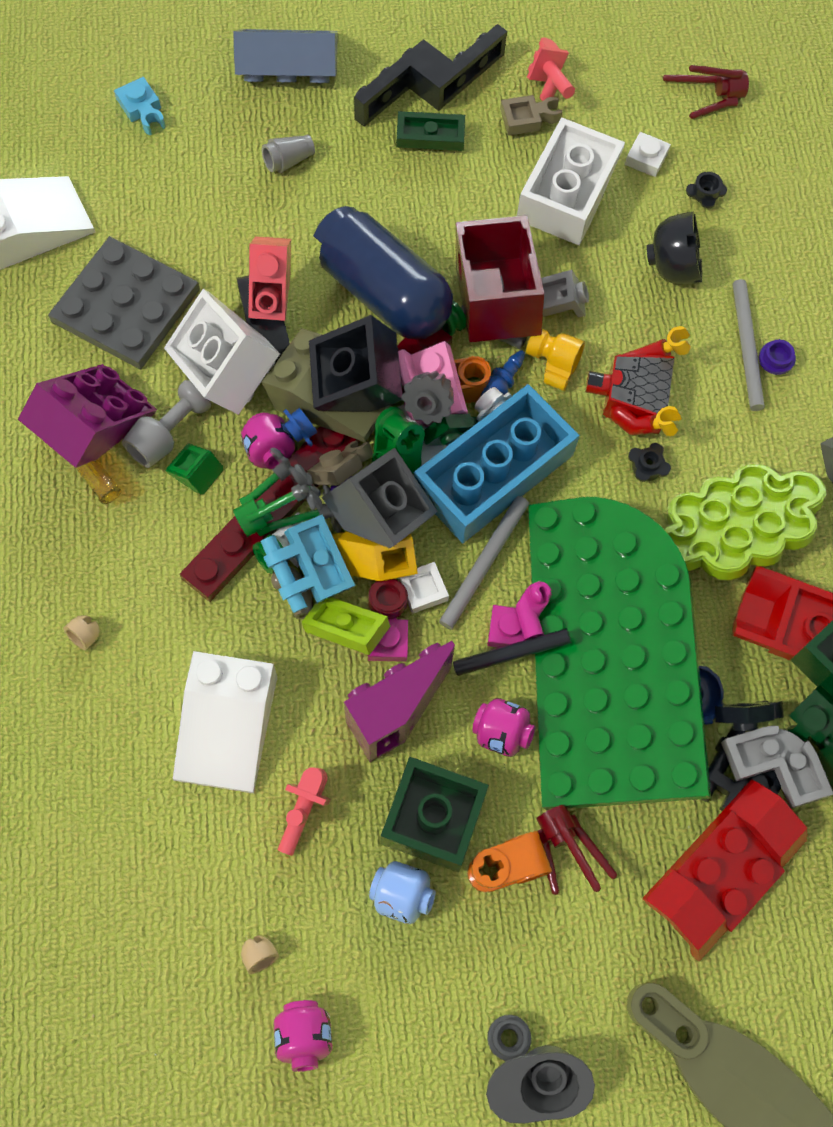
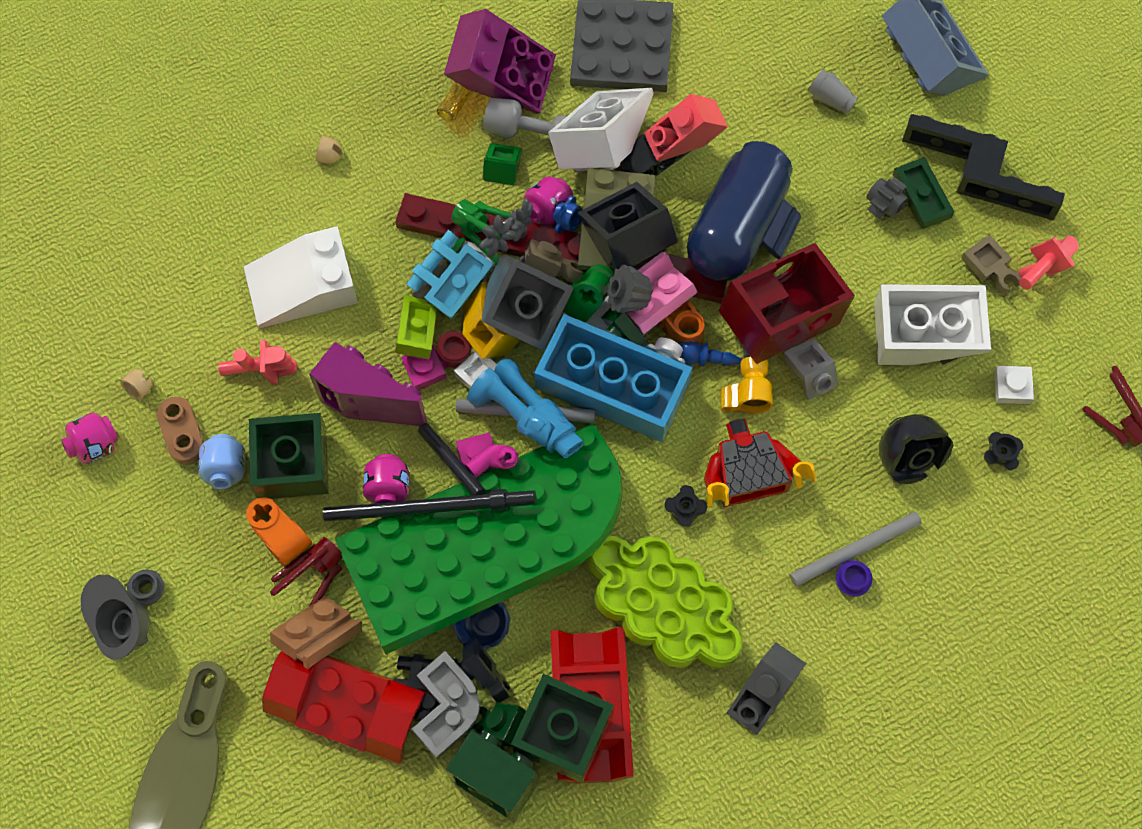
camera: 70 degrees right, 0 degrees up
(337, 924) = (180, 428): none -> medium nougat plate
(423, 158) = (887, 198): none -> dark grey gear
(509, 547) = (538, 421): none -> dark azure piece
(588, 618) = (497, 500): none -> black bar
(647, 865) = (315, 632): none -> medium nougat plate

